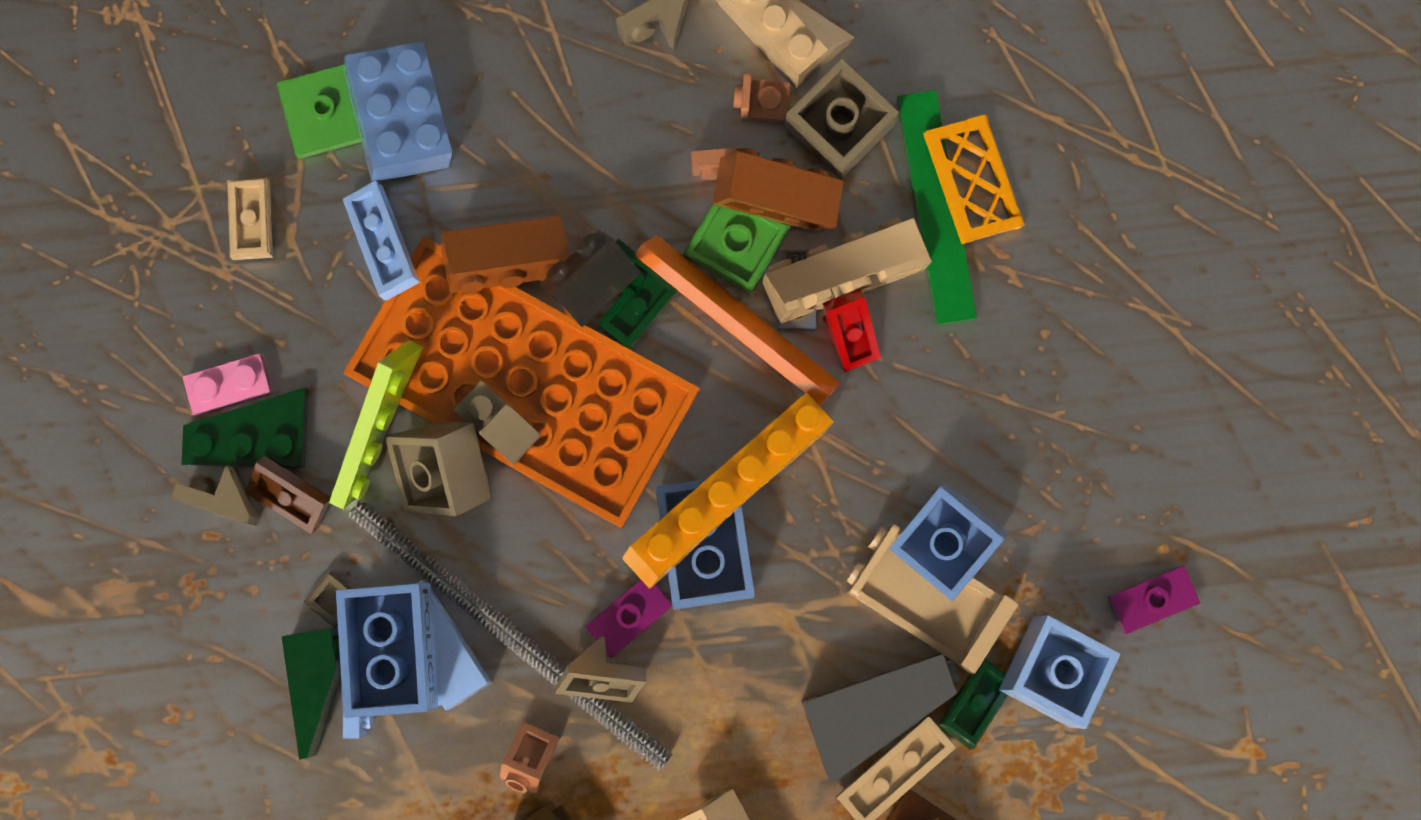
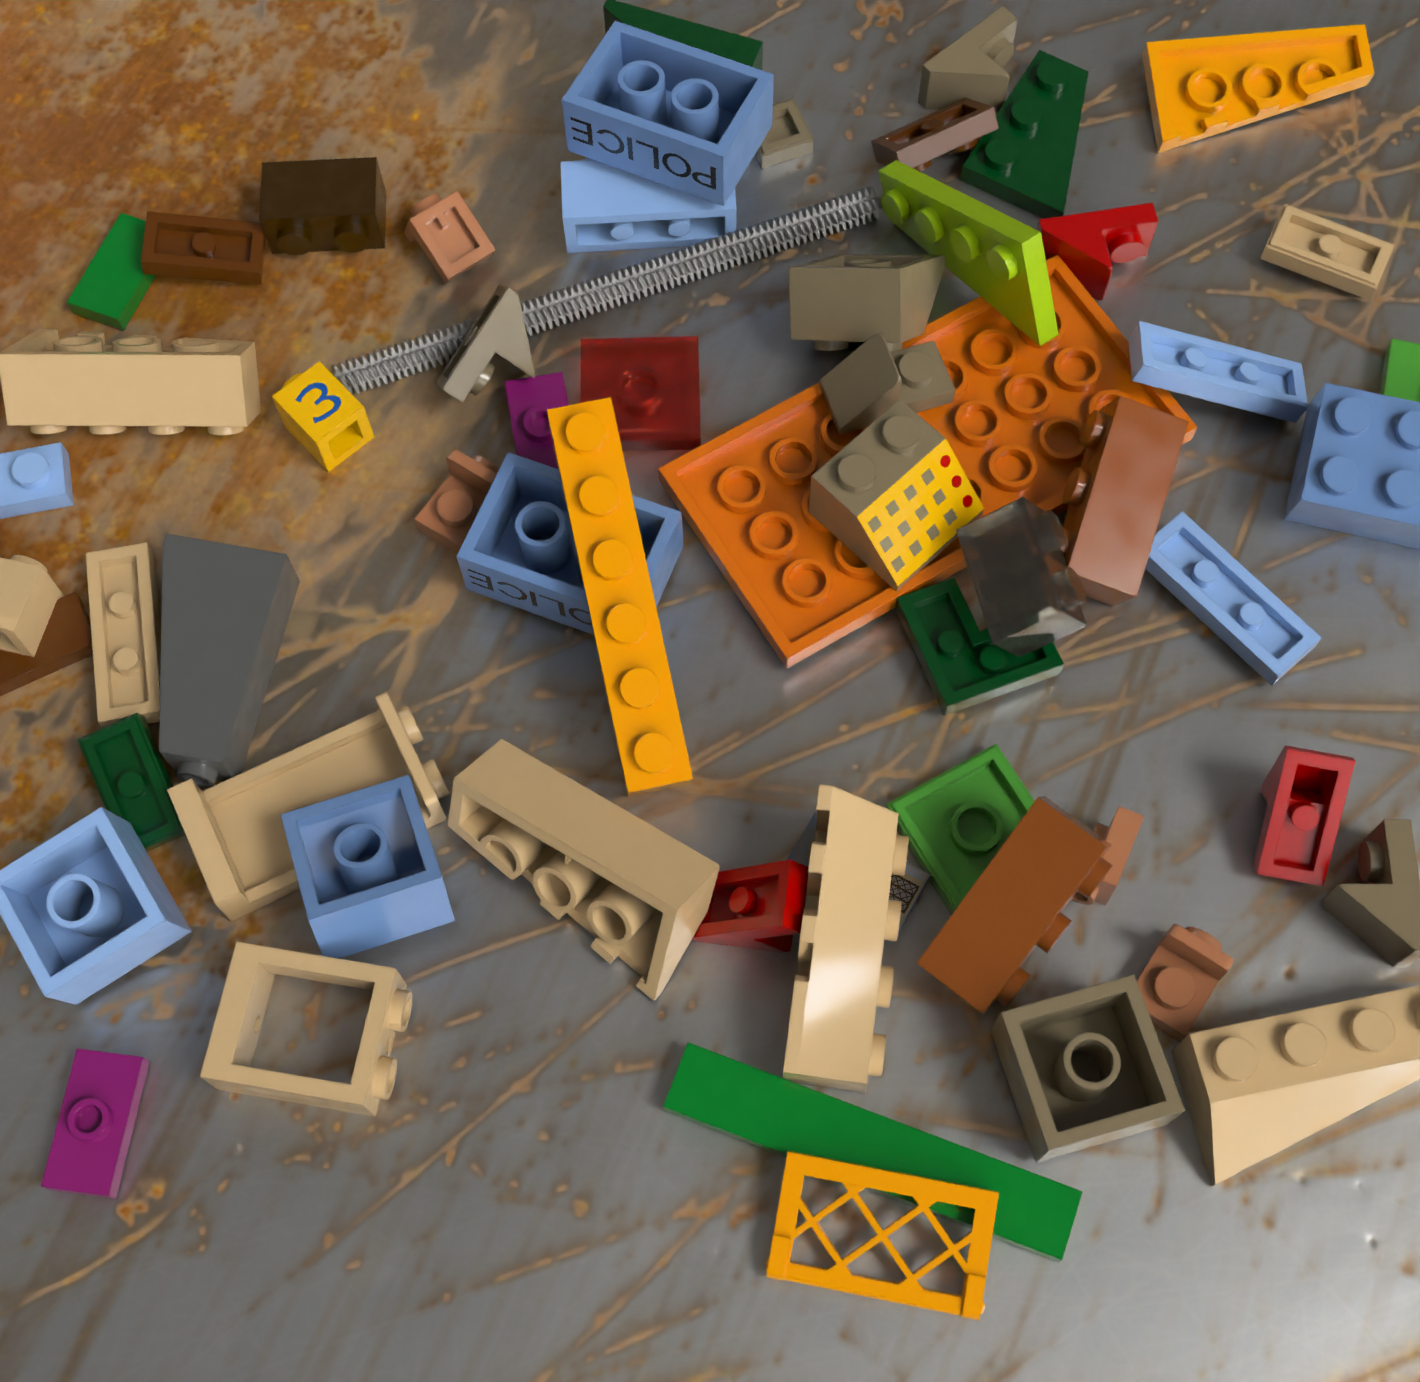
camera: 120 degrees right, 15 degrees down
(142, 331) = (1238, 79): none -> light orange wing
(227, 384) = (1114, 142): bright pink plate -> none
(326, 362) = (1096, 238): none -> red slope
(524, 169) = (1229, 599): none -> light blue plate
(572, 376) = (895, 495): none -> dark tan slope
(573, 571) = (650, 388): none -> clear red plate
(641, 75) = (1302, 814): none -> red slope
(696, 752) = (323, 416): none -> yellow brick
(704, 631) = (457, 501): none -> nougat bracket
(737, 319) = (857, 761): orange tile -> none
(876, 430) = (586, 859): none -> tan wedge
(1046, 469) = (242, 1014): none -> tan window

